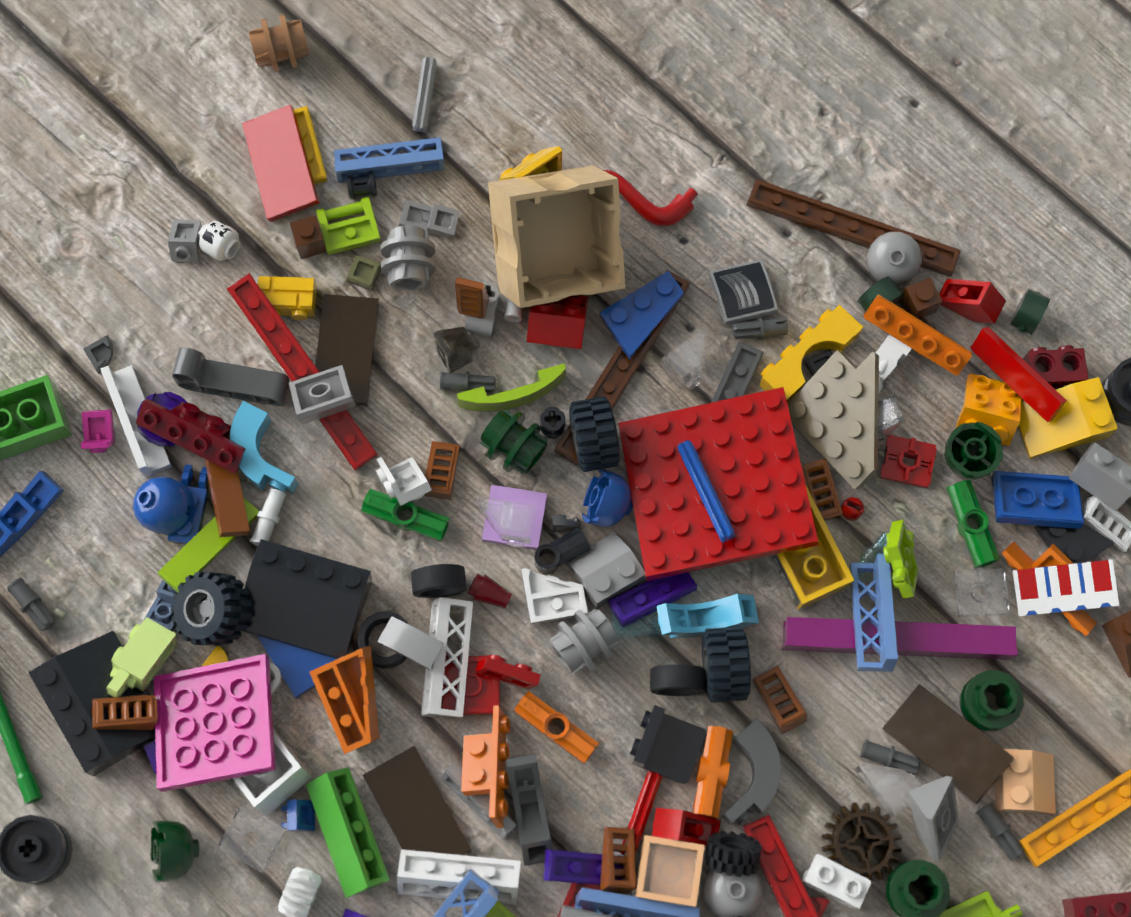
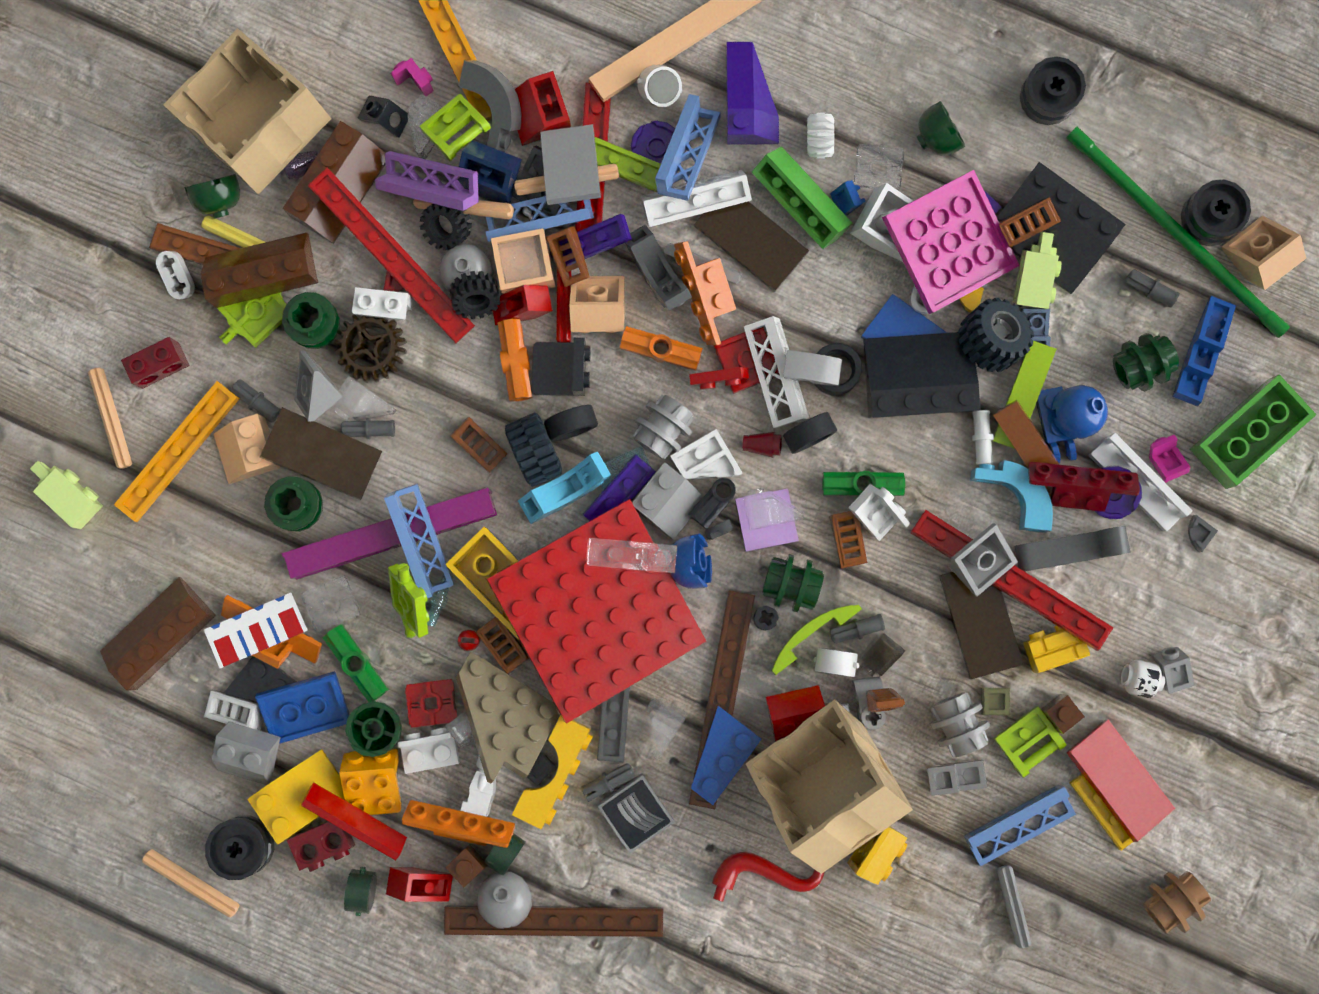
camera: 170 degrees right, 10 degrees up
(68, 527) = (1148, 360): none -> dark green piece
(349, 698) = (845, 303): orange wedge -> none
(361, 185) = (1041, 779): black bush -> none
(501, 356) = (836, 662): none -> white piece
(594, 434) = (722, 612): black wheel -> none
(604, 798) = (598, 304): none -> light nougat slope
(662, 515) = (632, 555): none -> clear slope
(706, 491) = (603, 593): blue axle -> none
(765, 763) = (468, 372): dark grey arch -> none
(926, 418) = (428, 751): none -> white bracket

